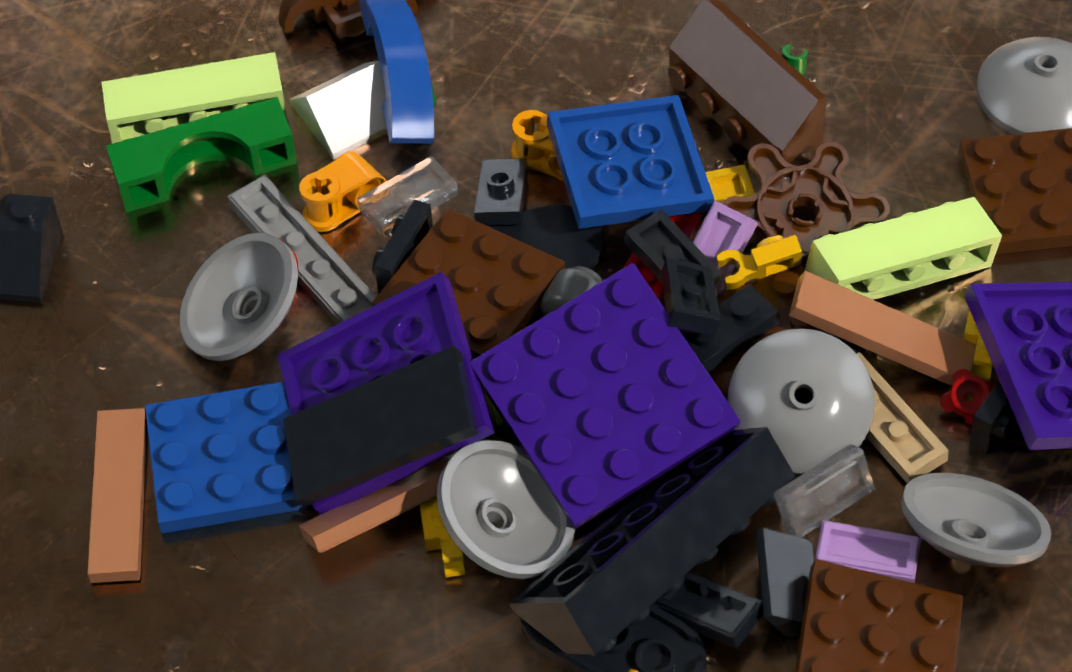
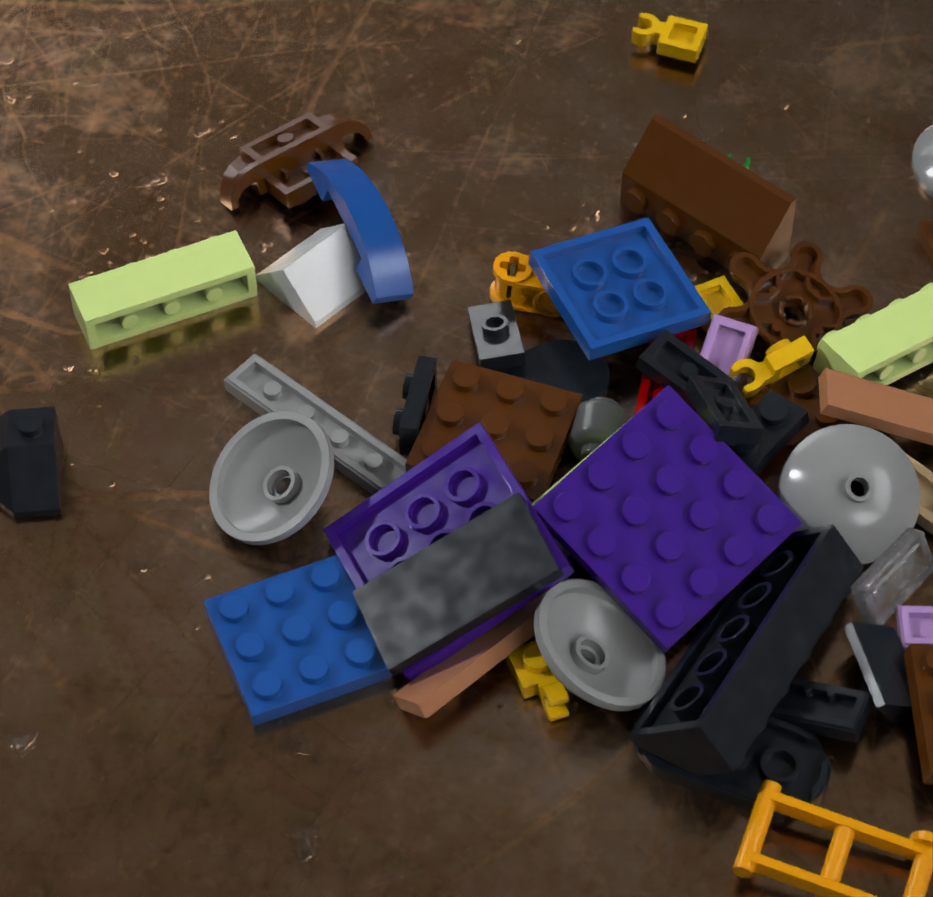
camera: 15 degrees left, 0 degrees up
(118, 496) = (201, 696): nougat tile -> none
(249, 136) = (232, 317): green arch -> none
(337, 189) = (338, 358): light orange piece -> none
(422, 182) = (398, 353): clear plate -> none

